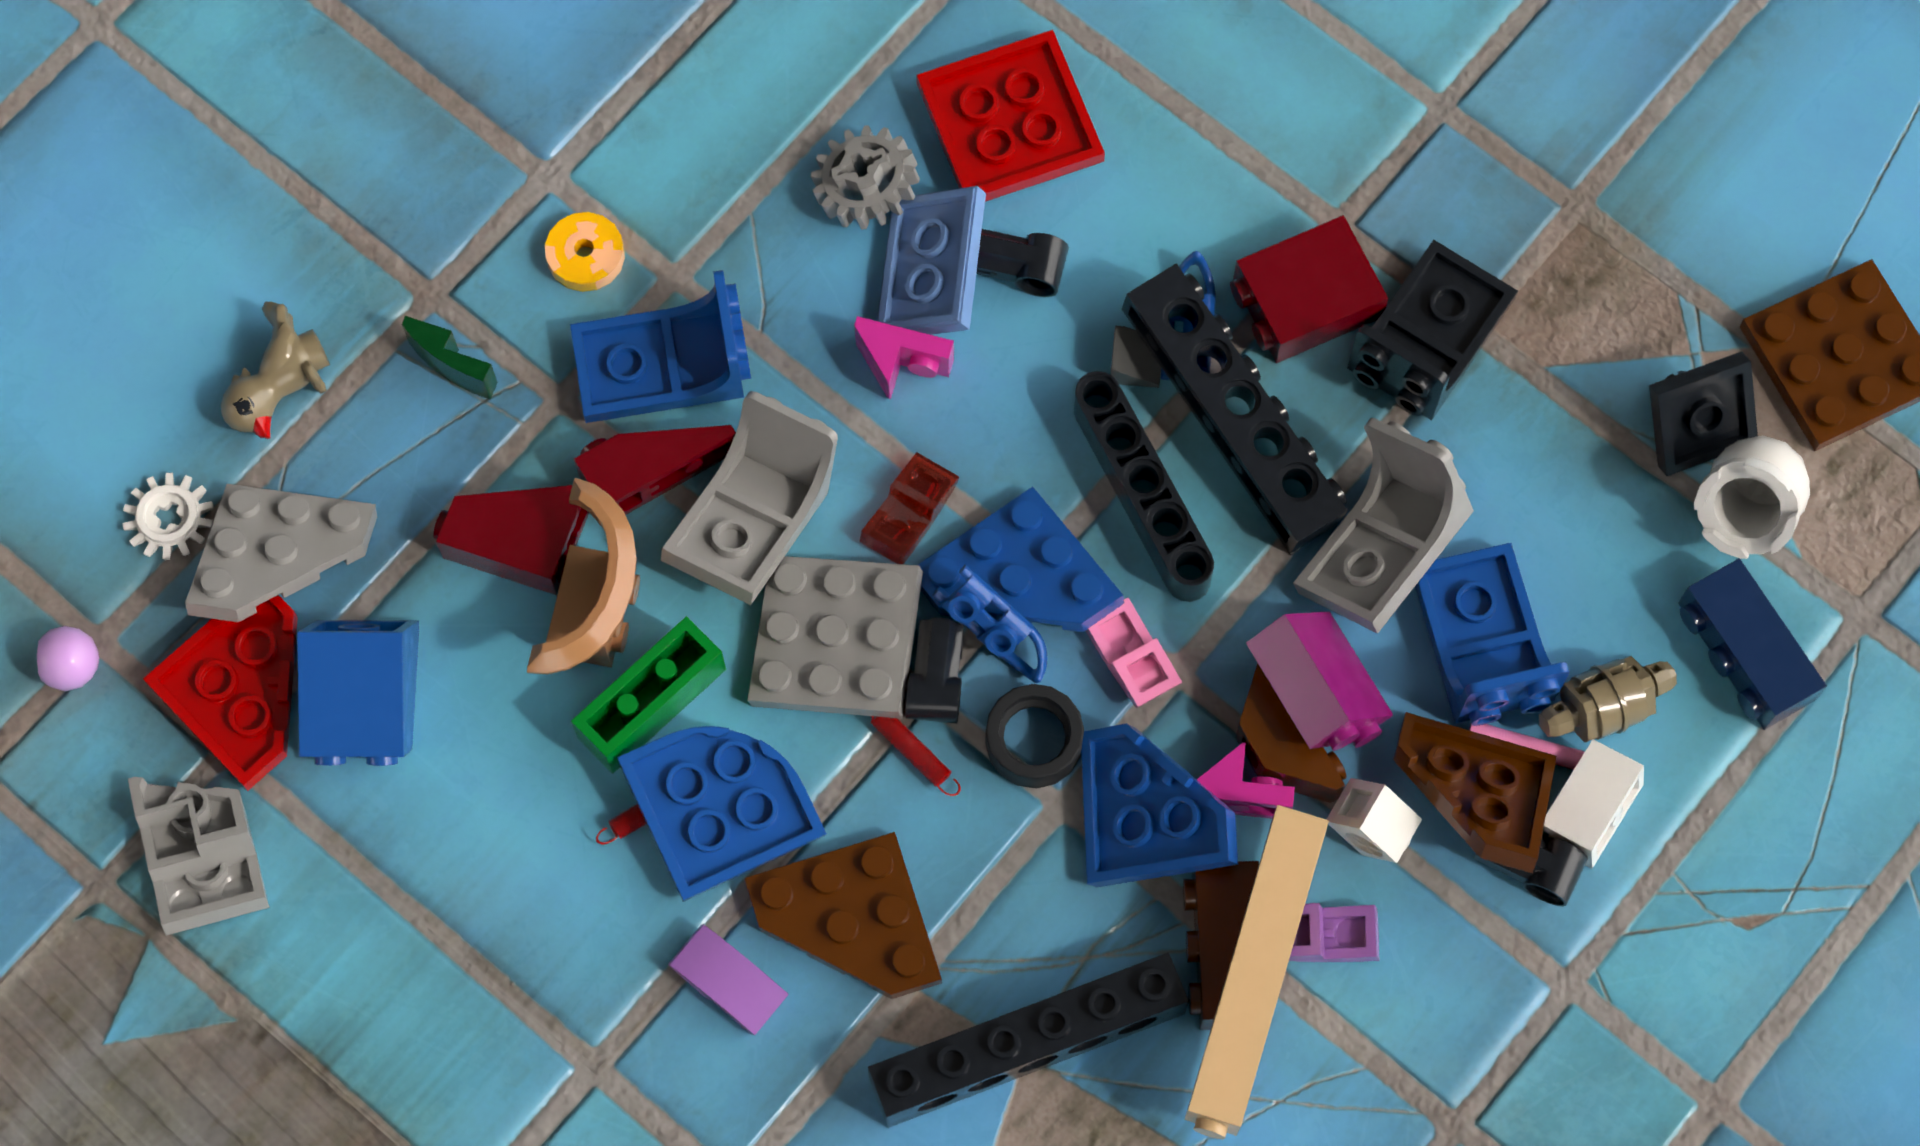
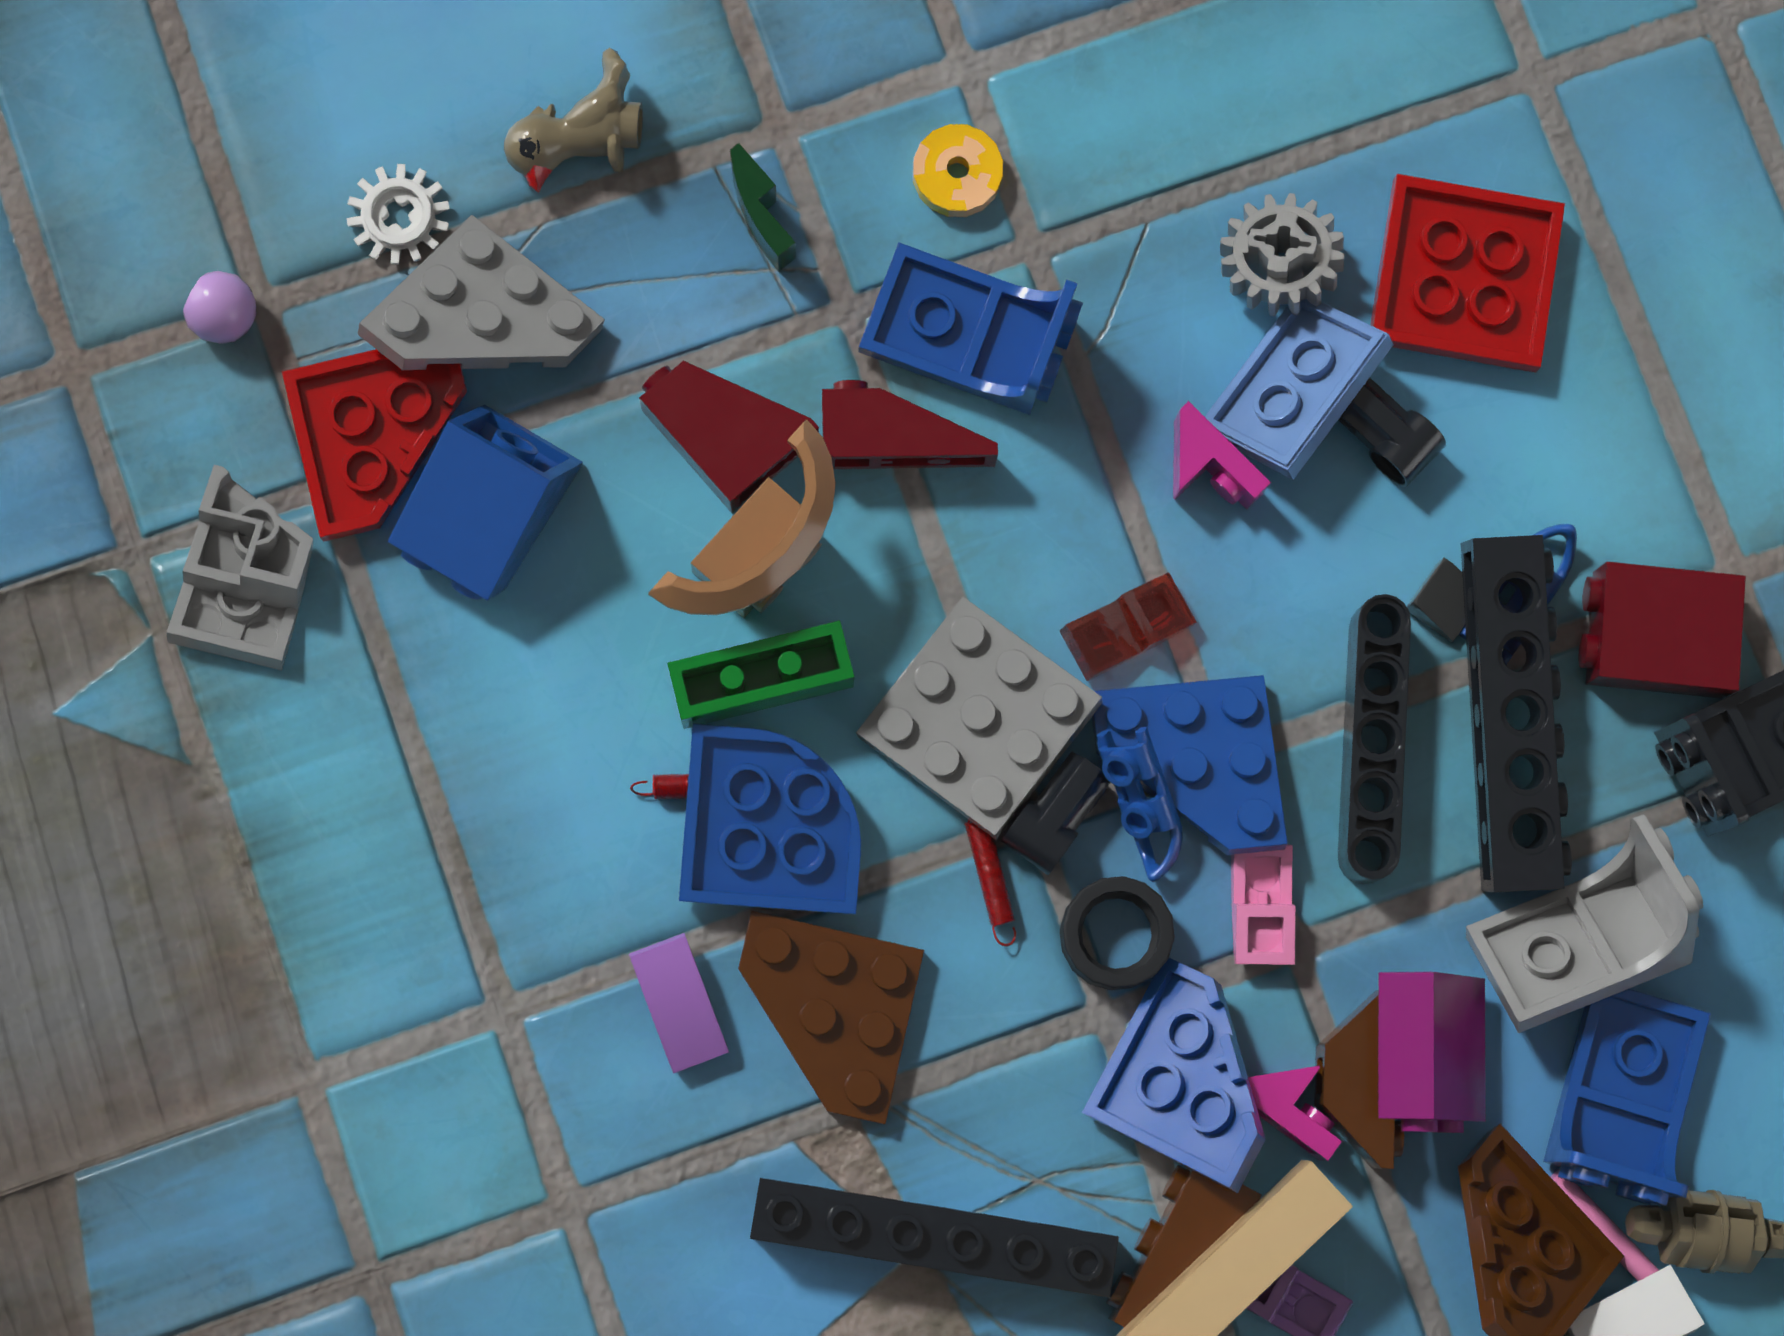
camera: 20 degrees right, 10 degrees up
(756, 499) = (975, 536): light grey bracket -> none
(1374, 820) = (1401, 1218): white brick -> none

